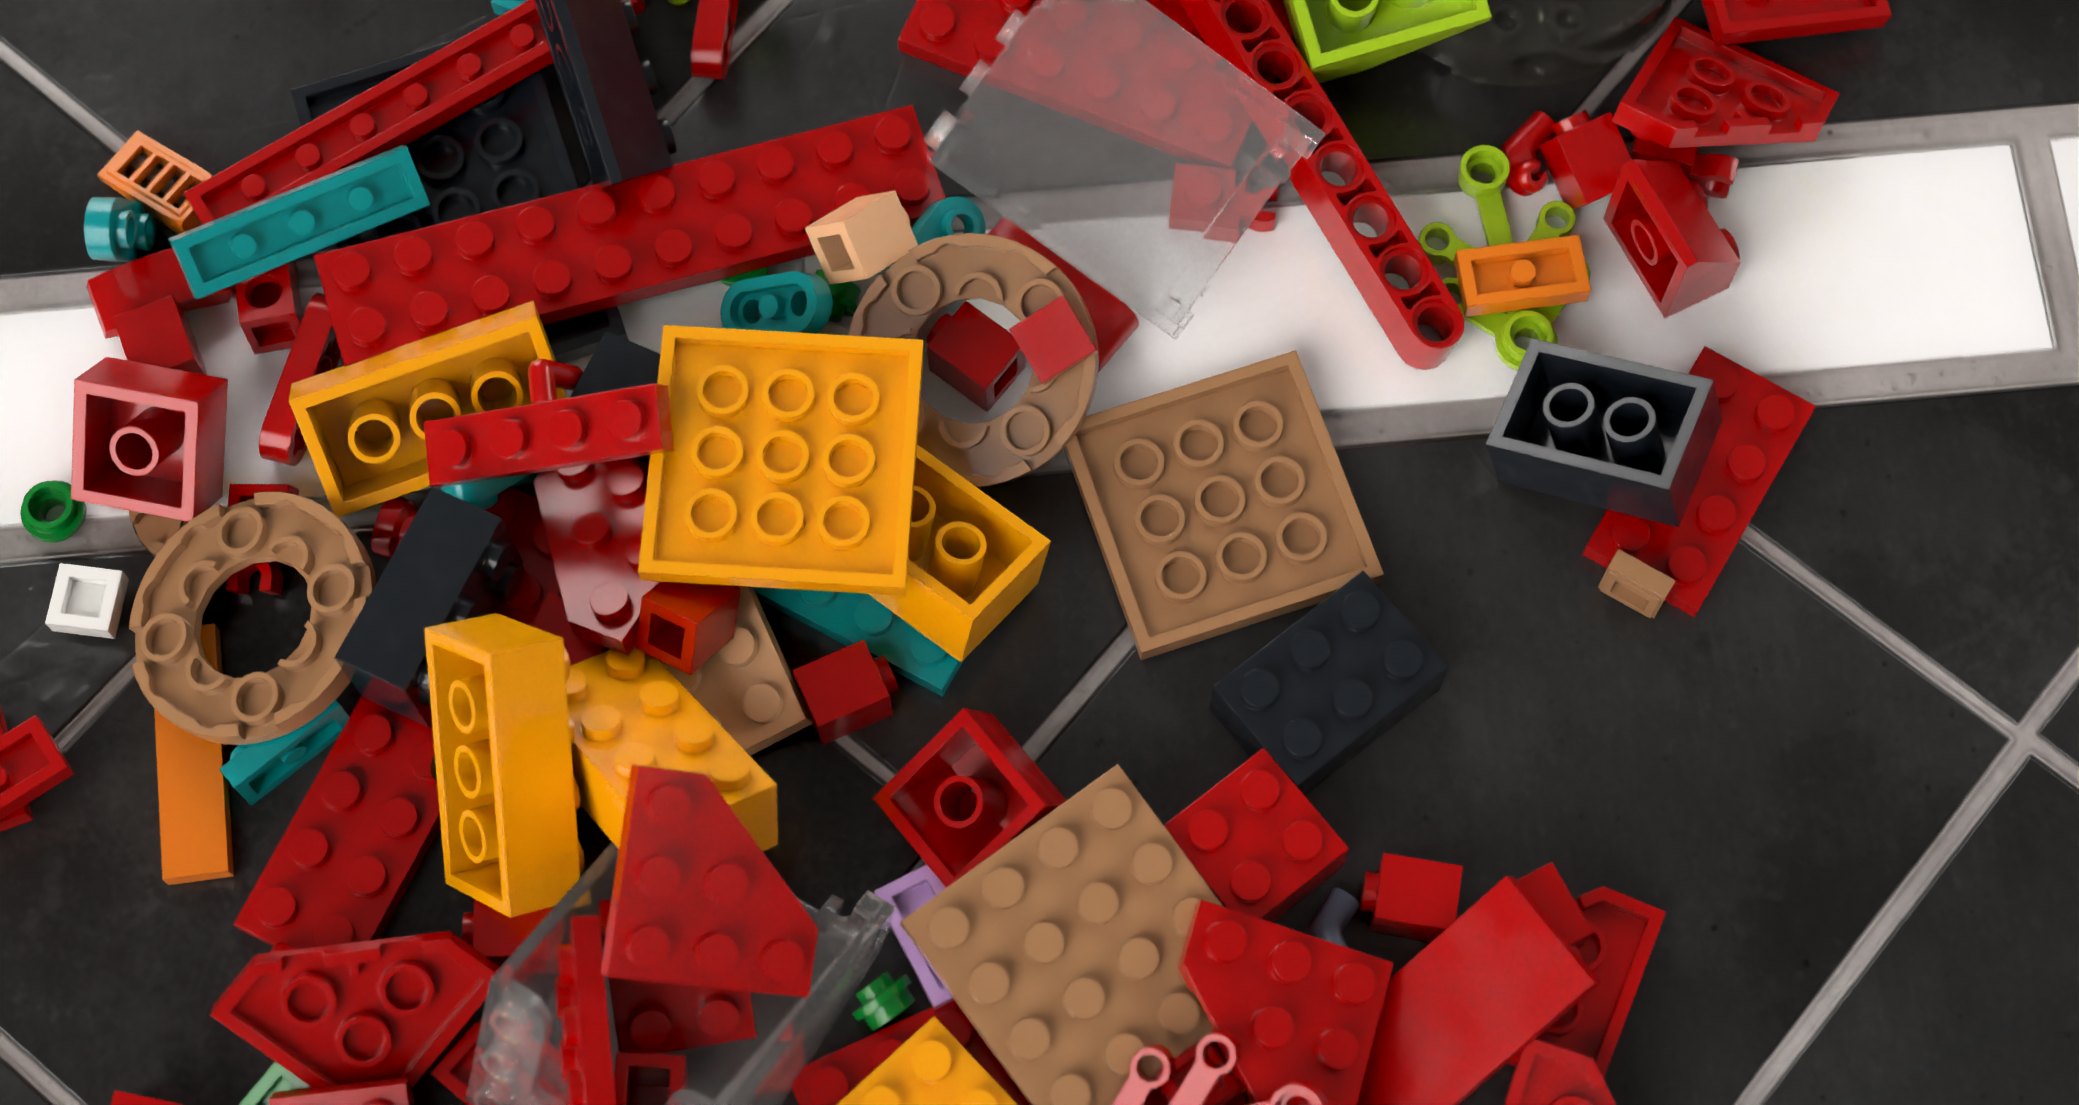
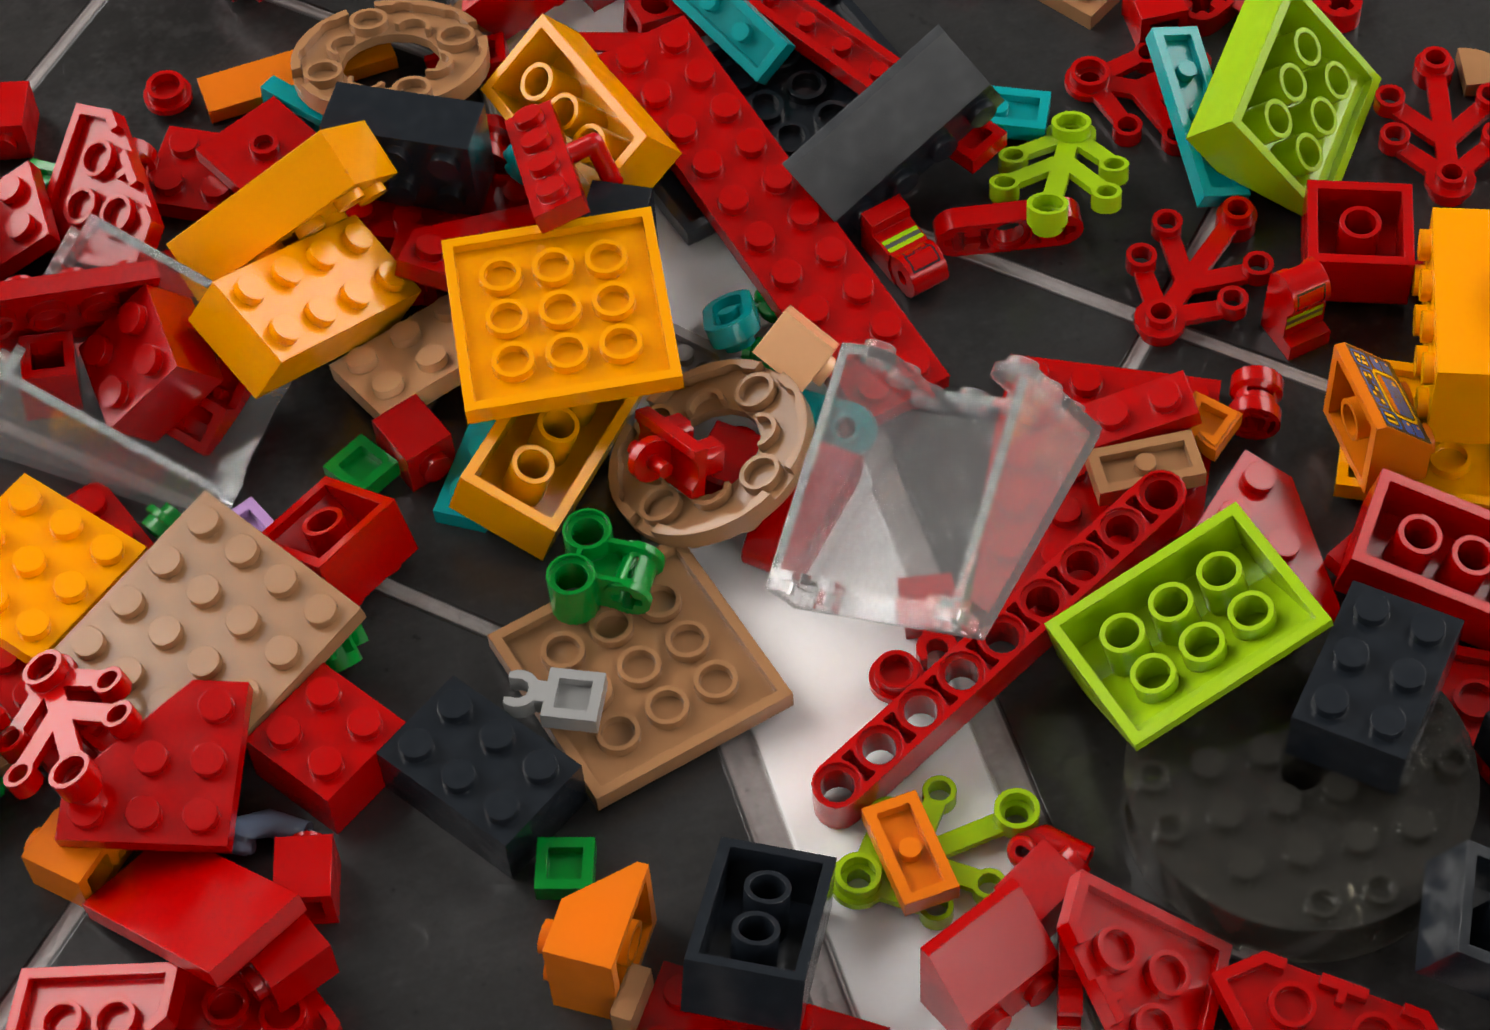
camera: 80 degrees right, 15 degrees down
(173, 922) = (167, 93): none -> red plate
(345, 799) = (253, 143): none -> red plate
(687, 622) = (424, 304): red brick -> none
(700, 895) = (175, 327): red plate -> none
(721, 111) = (902, 247): none -> red leg
(860, 760) = (363, 465): none -> green plate
(981, 395) = (671, 452): none -> red hips
(1053, 339) = (727, 486): red tile -> none
(1112, 499) = (602, 571): none -> green piece
(1264, 575) = (565, 701): none -> light grey plate
(1288, 250) = (893, 674): none -> red plate
(1456, 623) = (564, 866): none -> green plate
(1577, 590) = (597, 939): none -> orange slope

